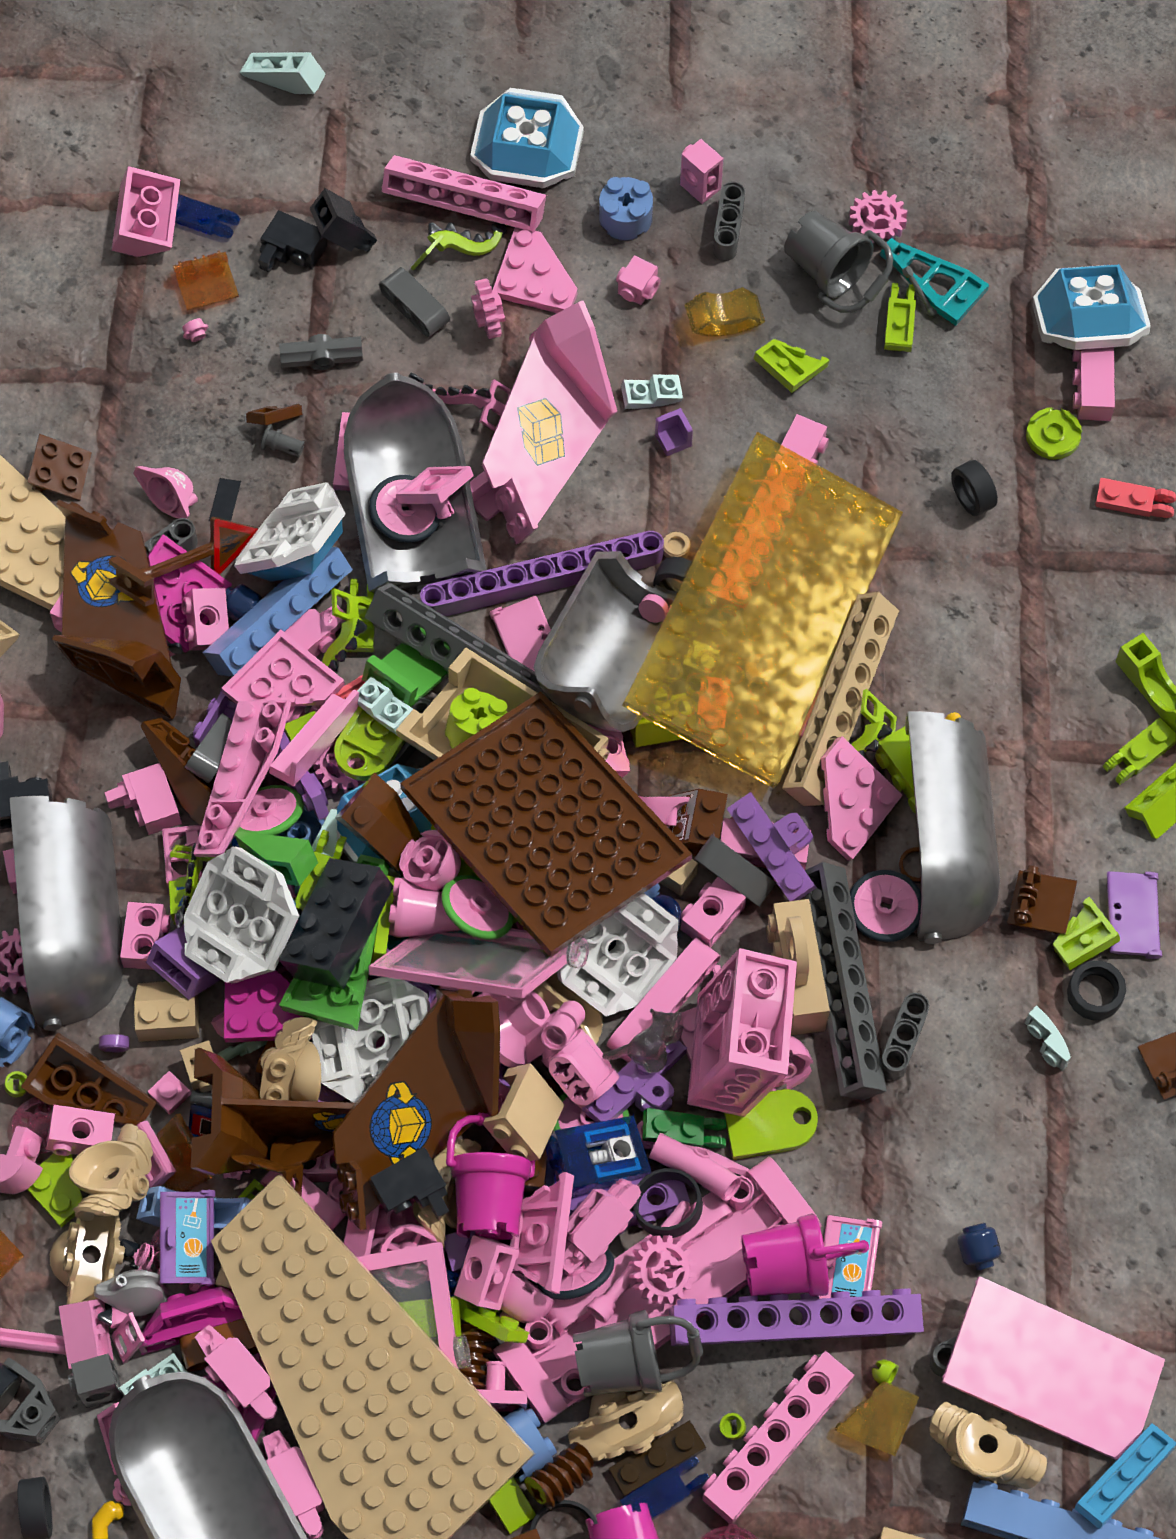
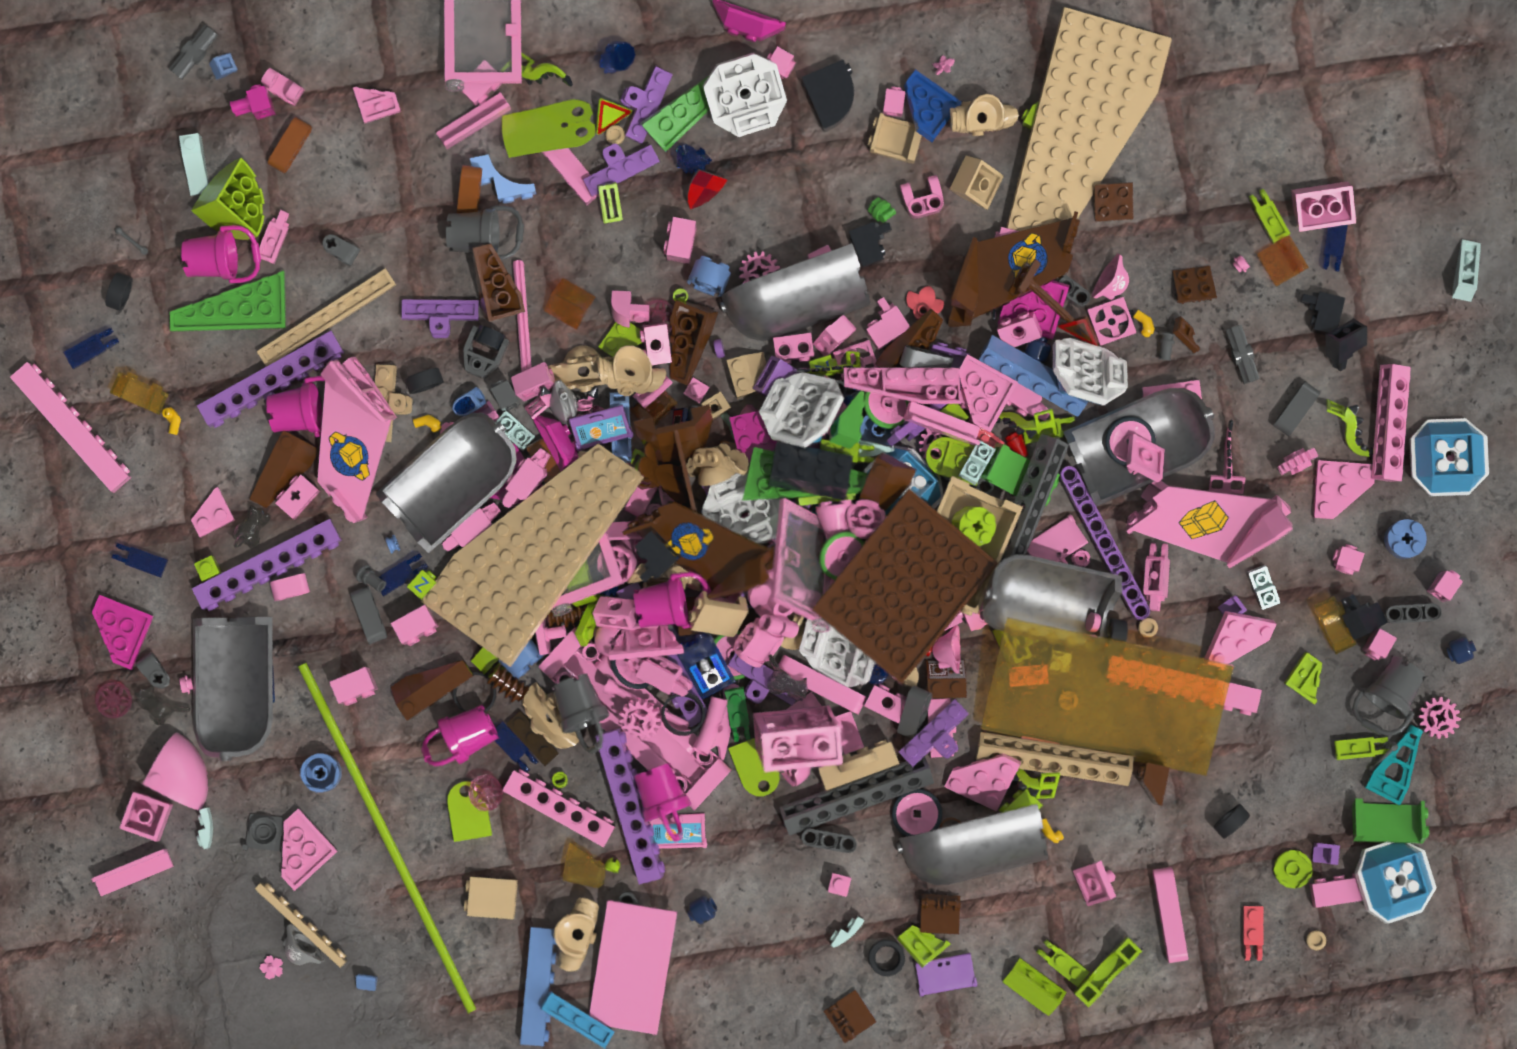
camera: 75 degrees right, 20 degrees up
(90, 1446) = (469, 402): none -> rock
(128, 744) = (924, 300): none -> coral plate
(139, 284) = (1270, 217): none -> lime hinge
(143, 874) = (834, 335): none -> bright pink tile
(207, 392) = (1194, 284): none -> reddish brown hinge
(226, 487) = (1118, 319): none -> bright pink piece
(240, 462) = (1147, 323): none -> yellow arm
(359, 658) = (1016, 443): none -> red cone
(552, 605) = (1080, 553): none -> bright pink plate
(606, 514) = (1156, 576): none -> bright pink hinge
(714, 429) = (1238, 635): none -> bright pink plate
(721, 273) = (1362, 618): none -> black hinge
(763, 262) = (1378, 644): none -> bright pink brick
(791, 174) = (1461, 650): none -> dark blue head
(901, 572) = (1153, 780): none -> reddish brown slope
(974, 1034) = (839, 884): none -> bright pink brick
(1010, 300) = (1389, 822): none -> bright green panel
(1033, 680) = (1095, 883): none -> bright pink tile
(1039, 386) = (1325, 853): none -> medium lavender panel
(1093, 596) = (1170, 915): none -> bright pink beam
(1158, 424) = (1316, 940): none -> tan tile

